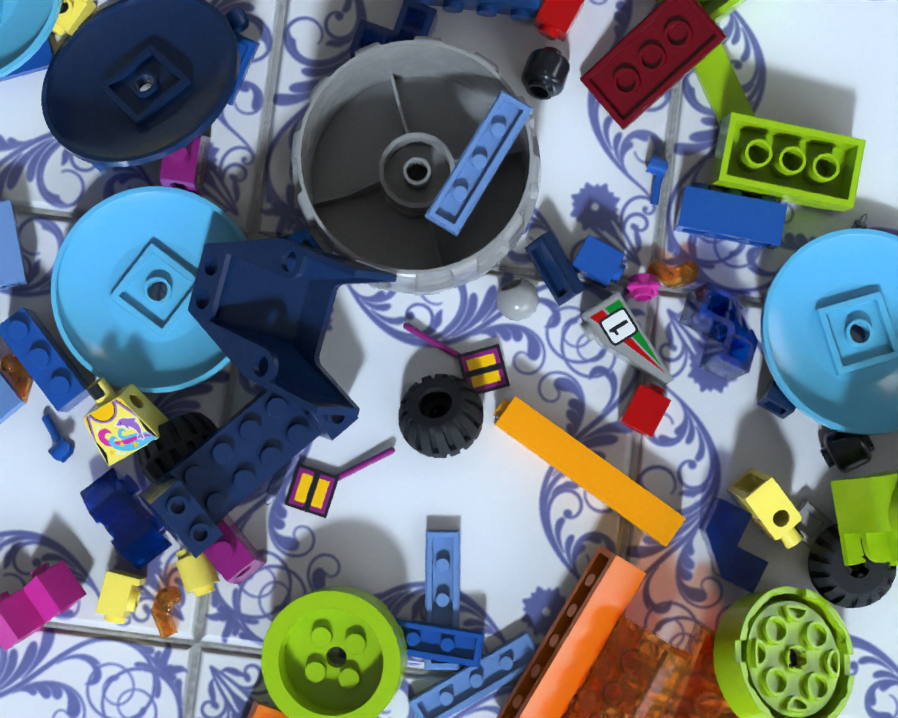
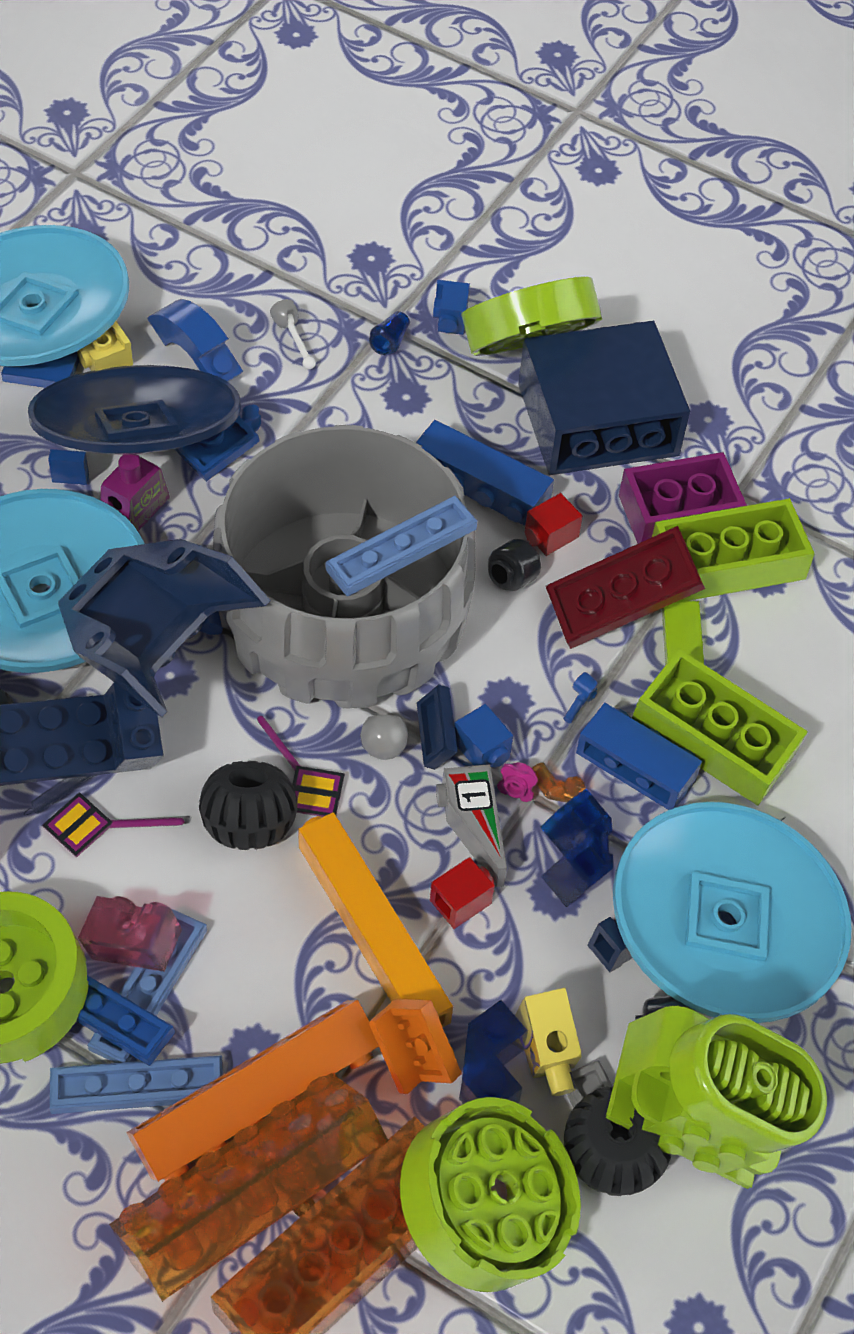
camera: 20 degrees right, 30 degrees down
(392, 580) = (130, 934): none -> clear pink brick
(669, 561) = (414, 1044): none -> orange bracket

